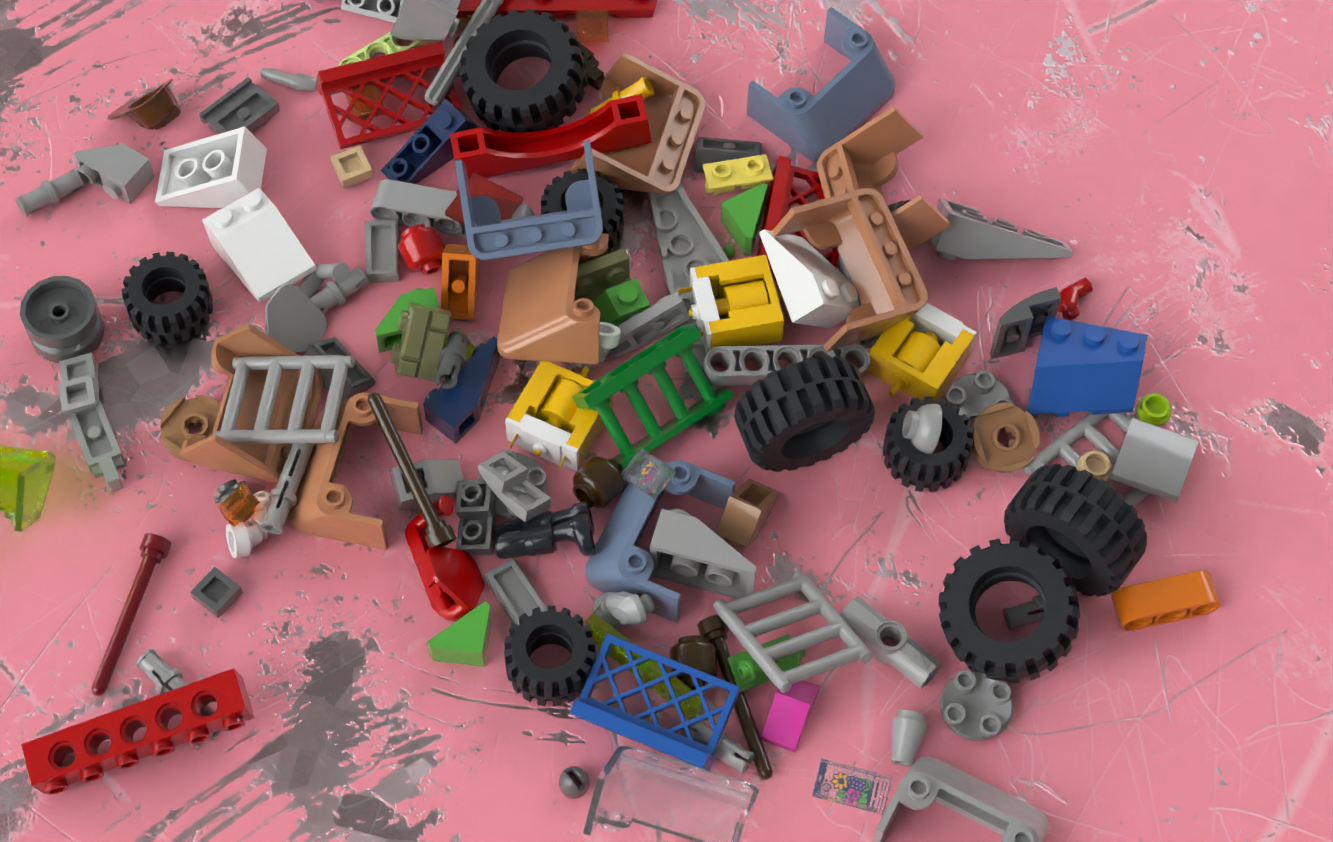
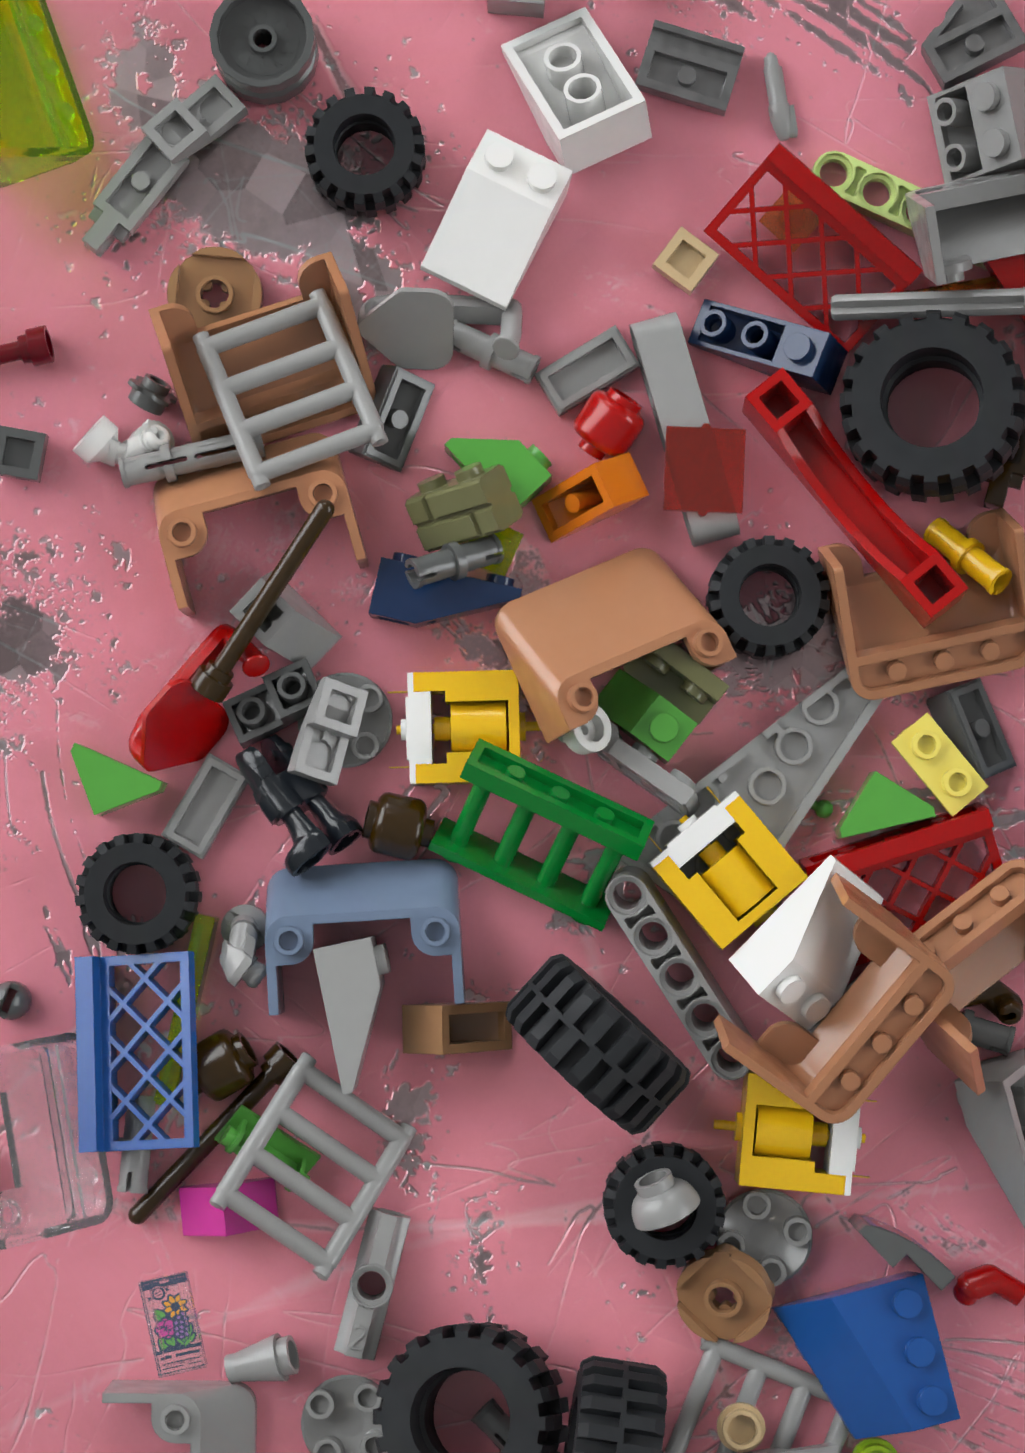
camera: 65 degrees right, 25 degrees up
(239, 505) = (127, 418): clear orange plate -> none
(496, 238) = (679, 562): sand blue windscreen -> none
(648, 473) = (421, 890): clear tile -> none

